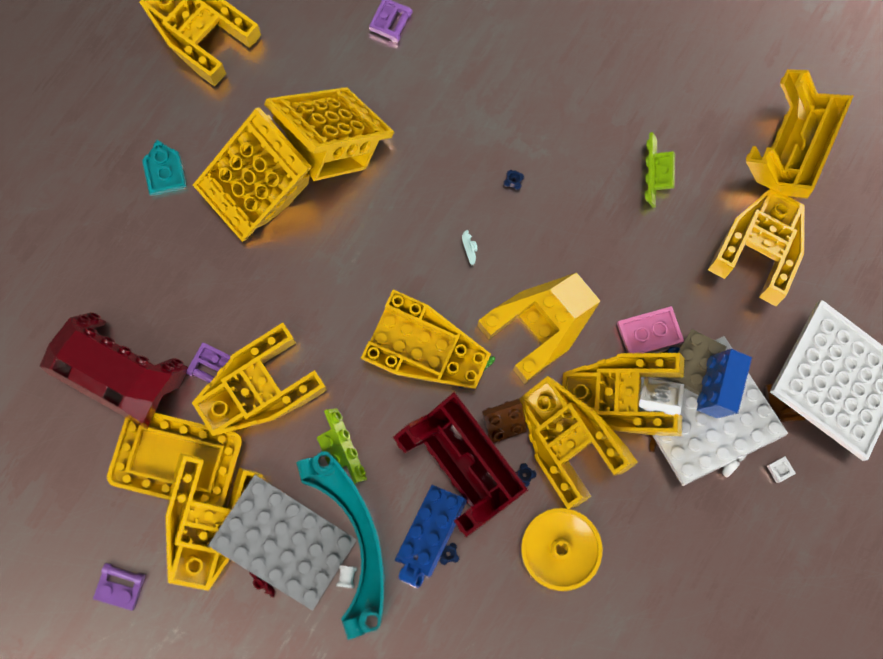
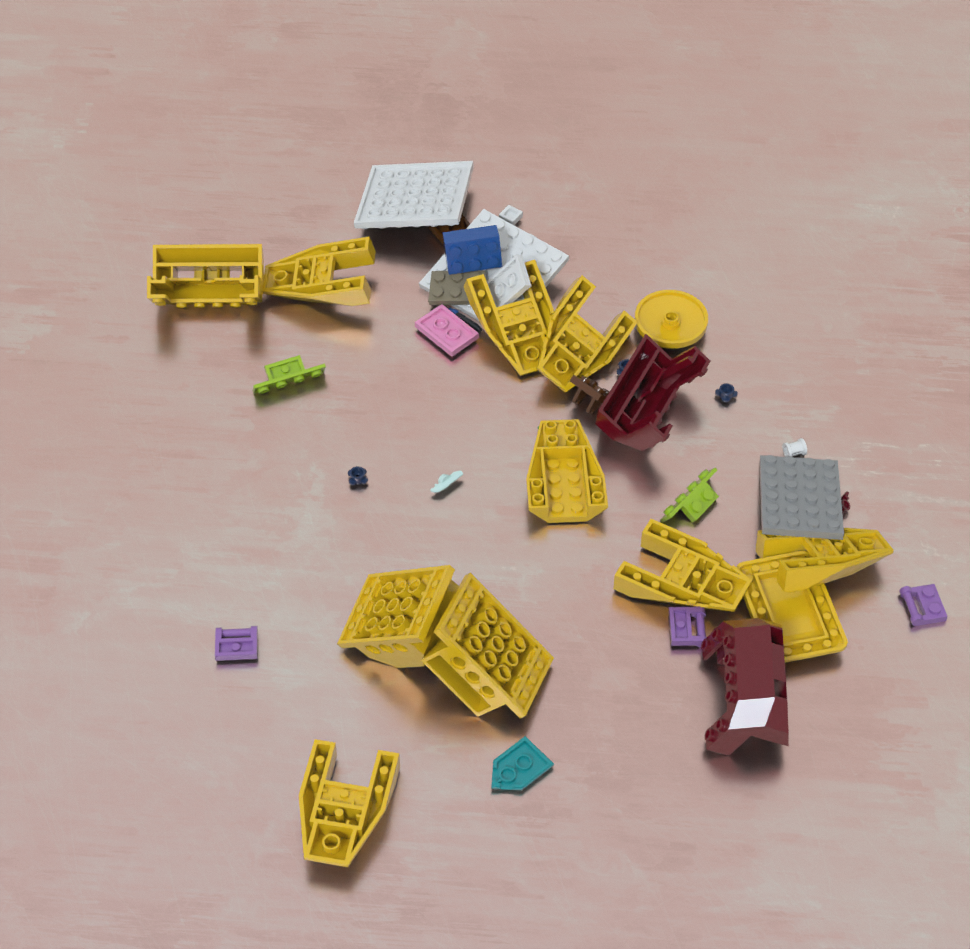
camera: 110 degrees left, 25 degrees down
(370, 591) = (786, 423): teal panel -> none
(429, 535) = (720, 405): blue hinge -> none
(551, 313) = (474, 401): yellow wedge -> none

